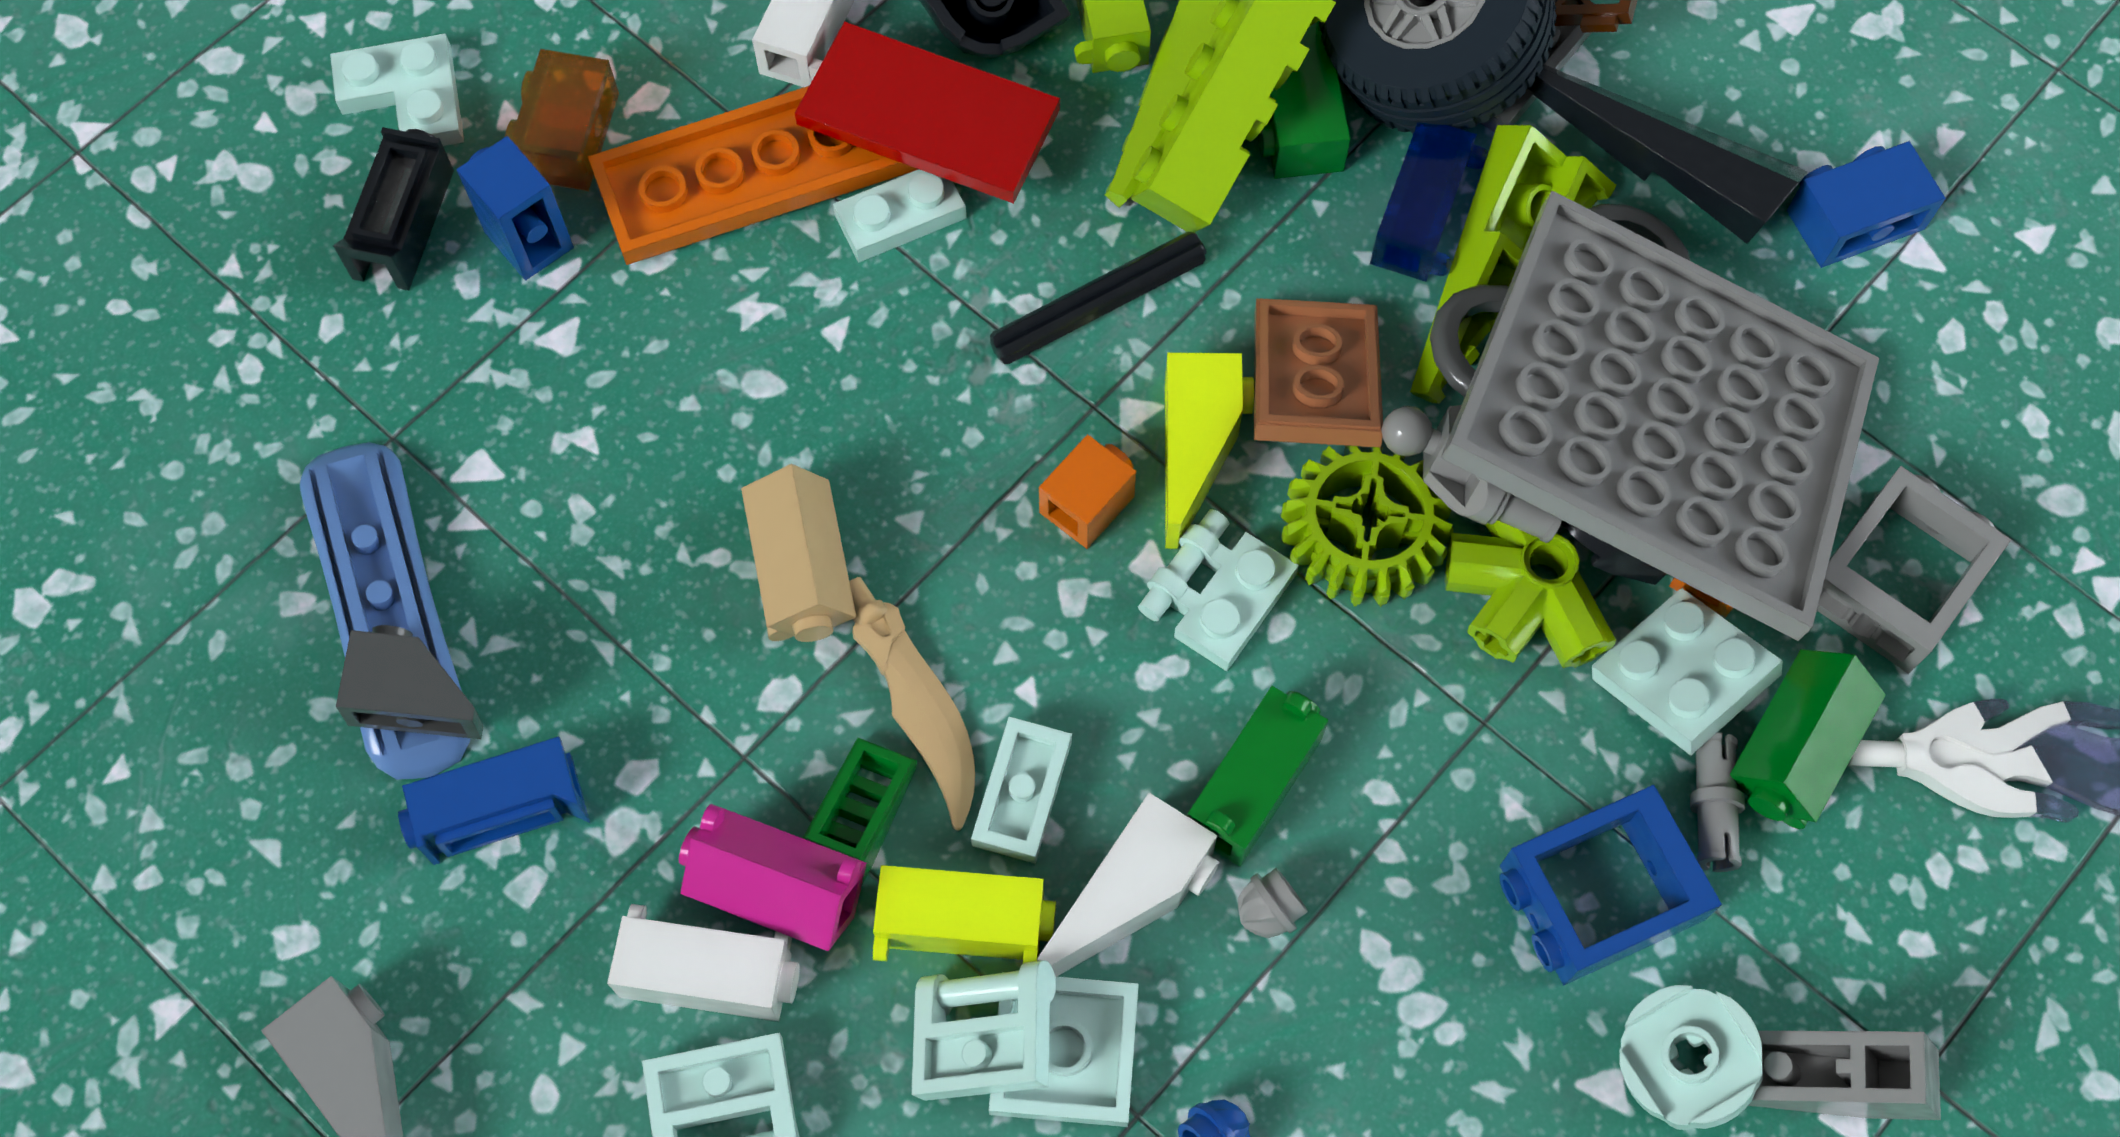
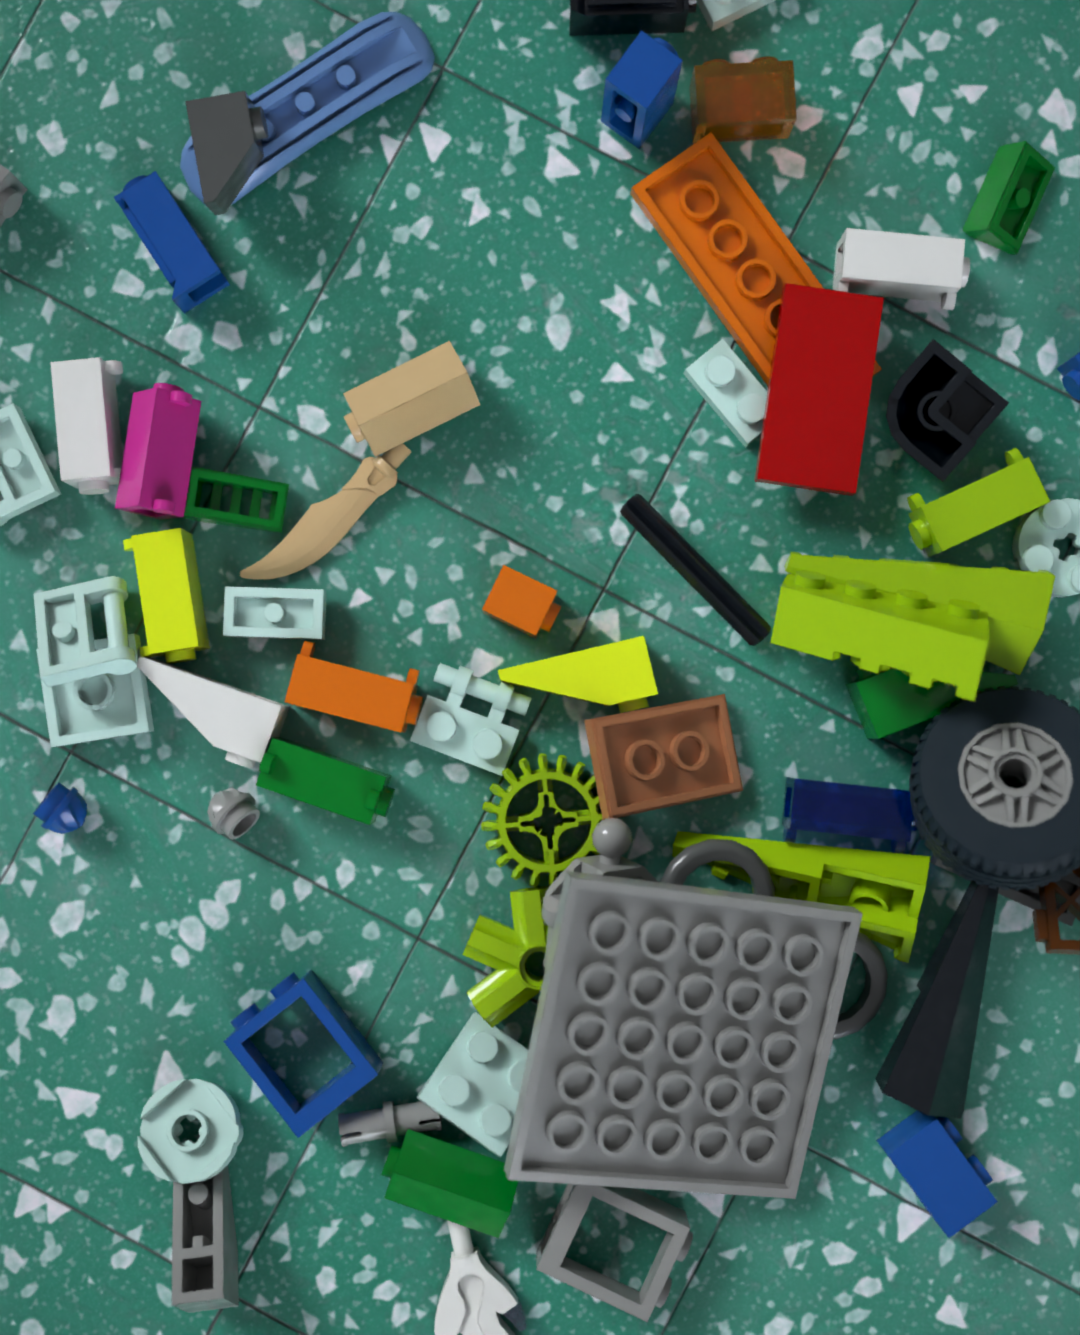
camera: 75 degrees right, 20 degrees up
(1150, 713) = (354, 692): none -> orange brick

